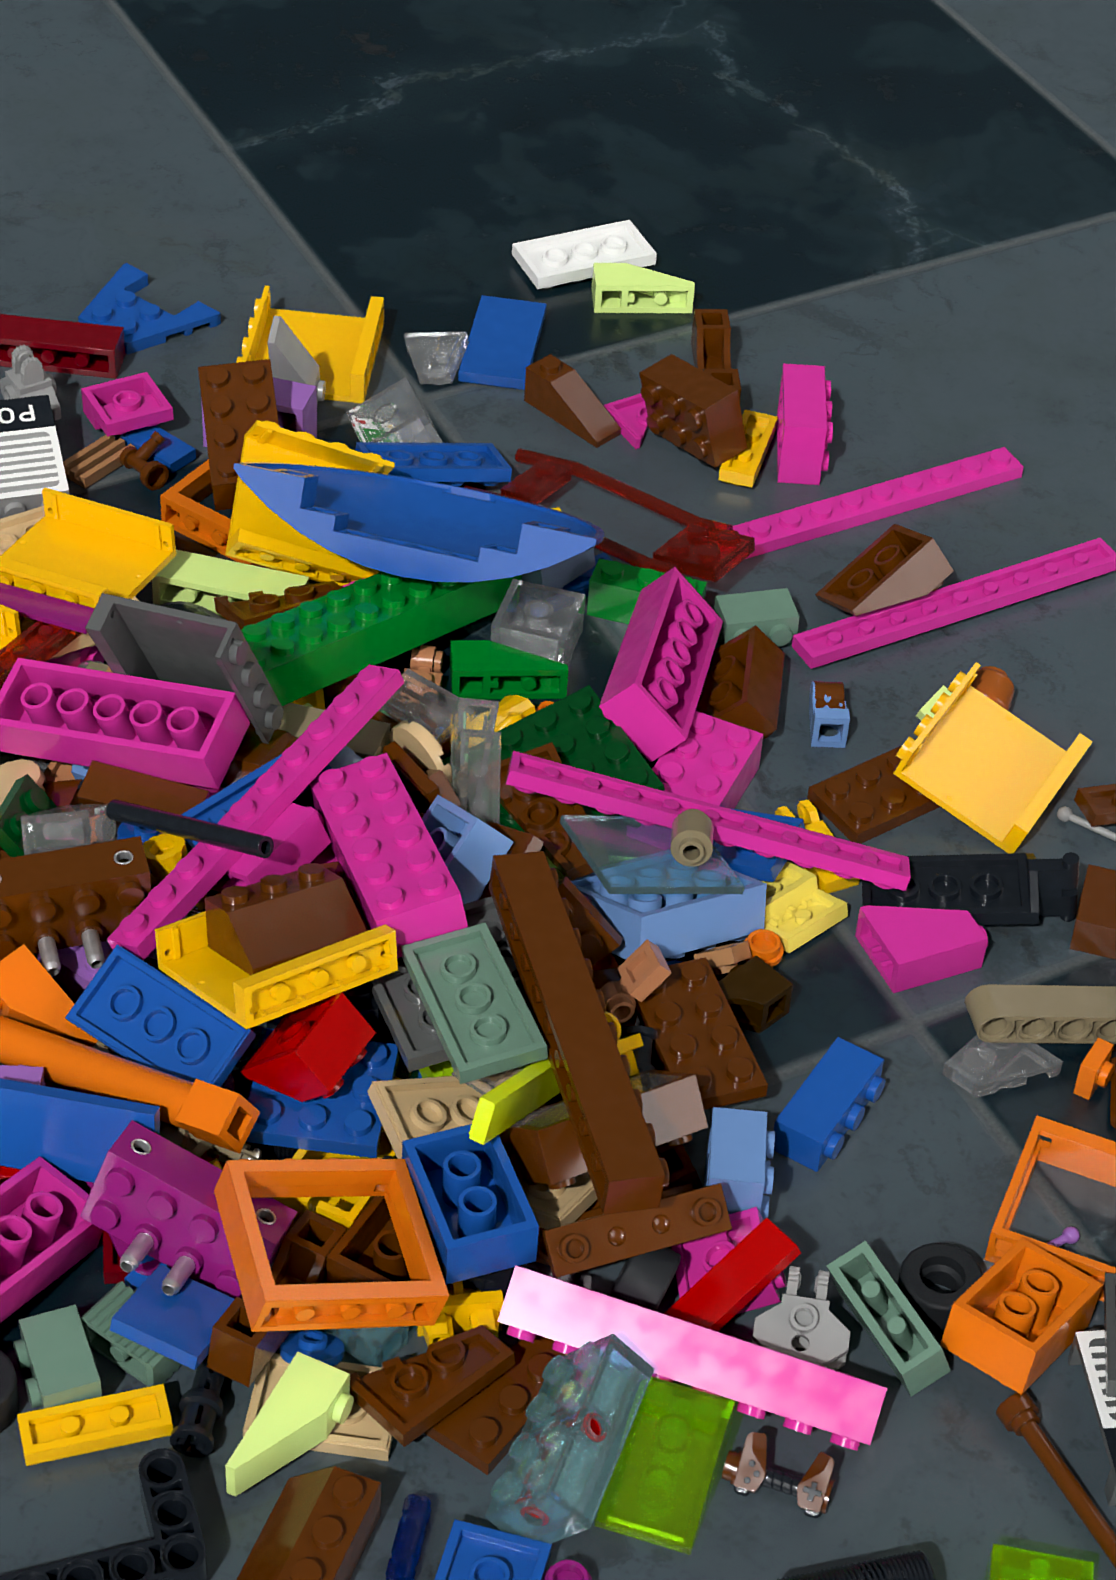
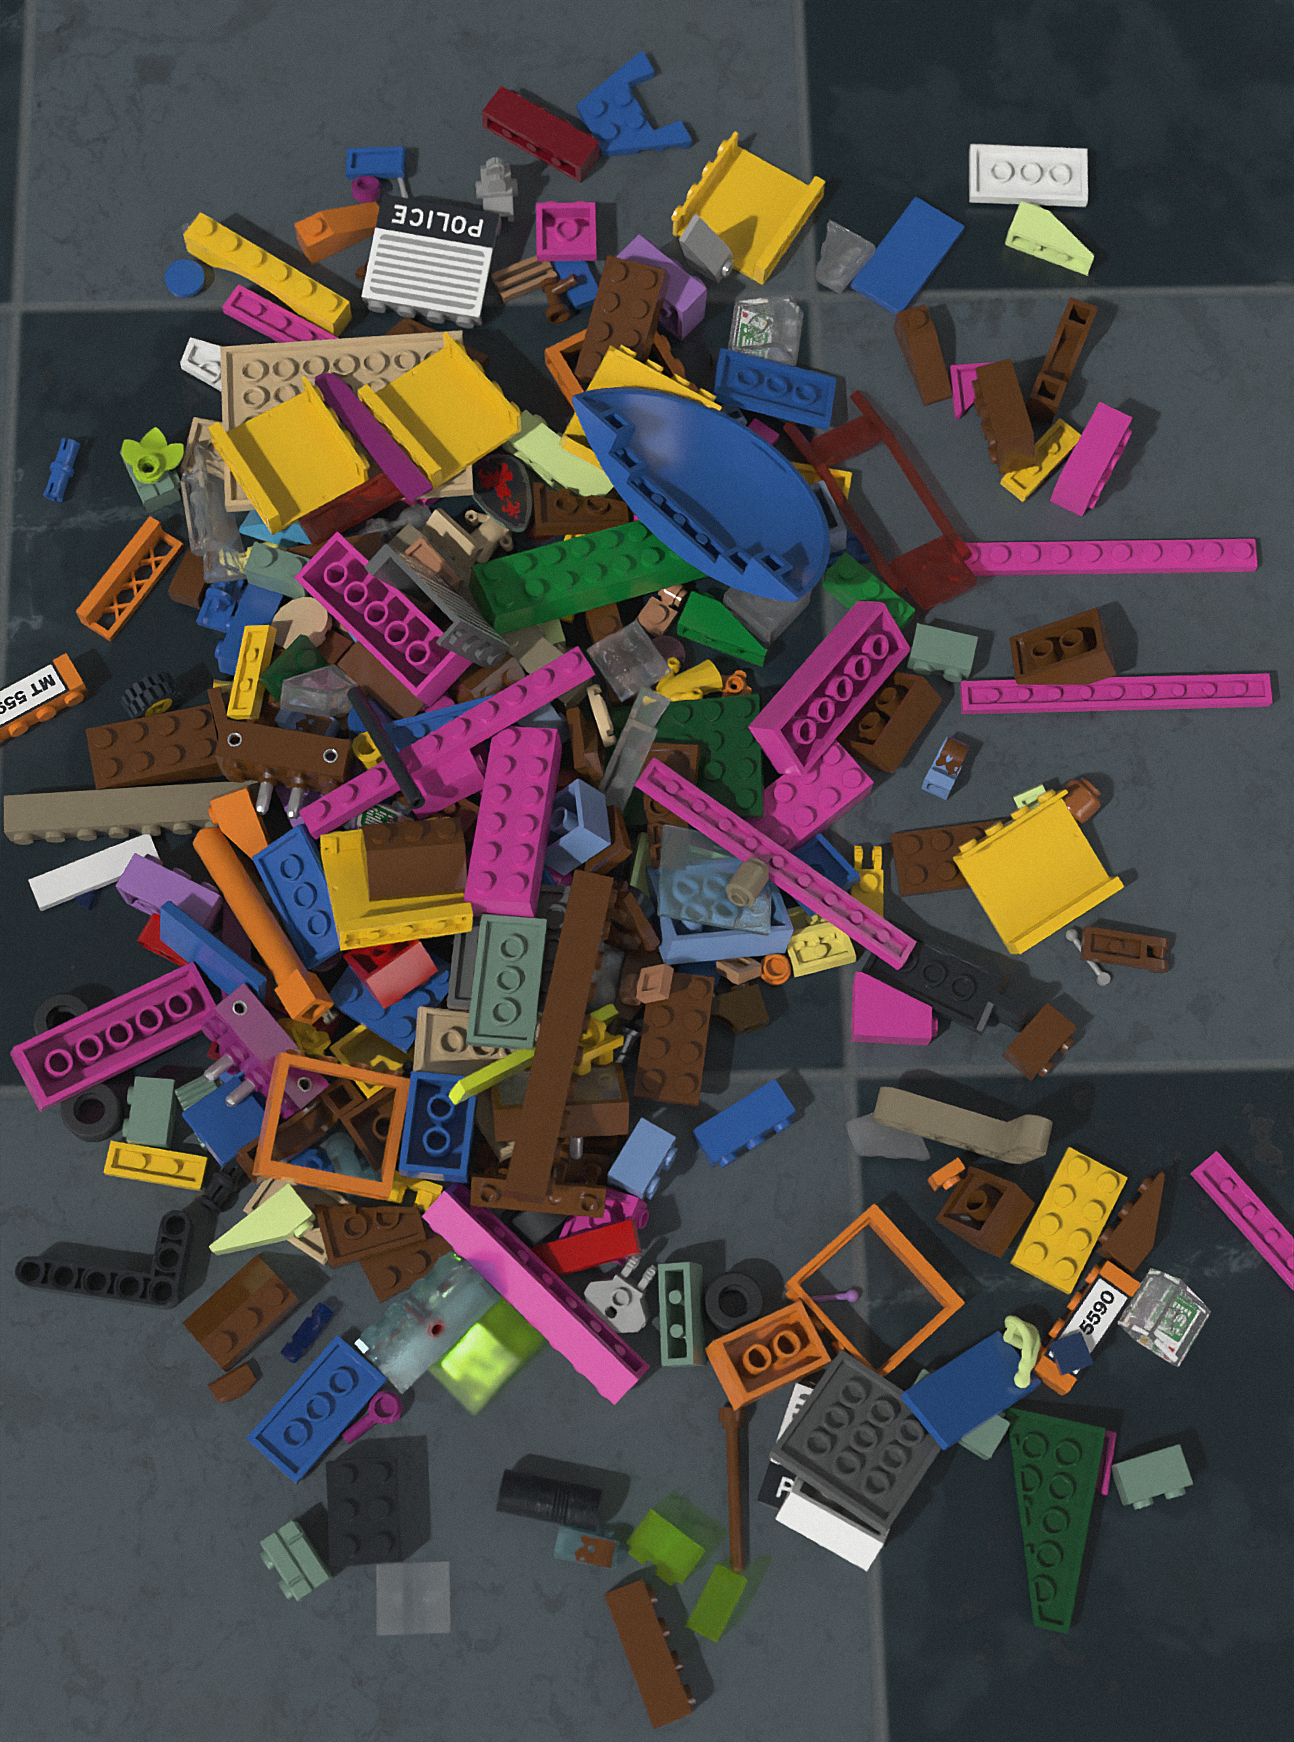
camera: 25 degrees right, 30 degrees up
(749, 1472) = (537, 1381): reddish brown piece -> none

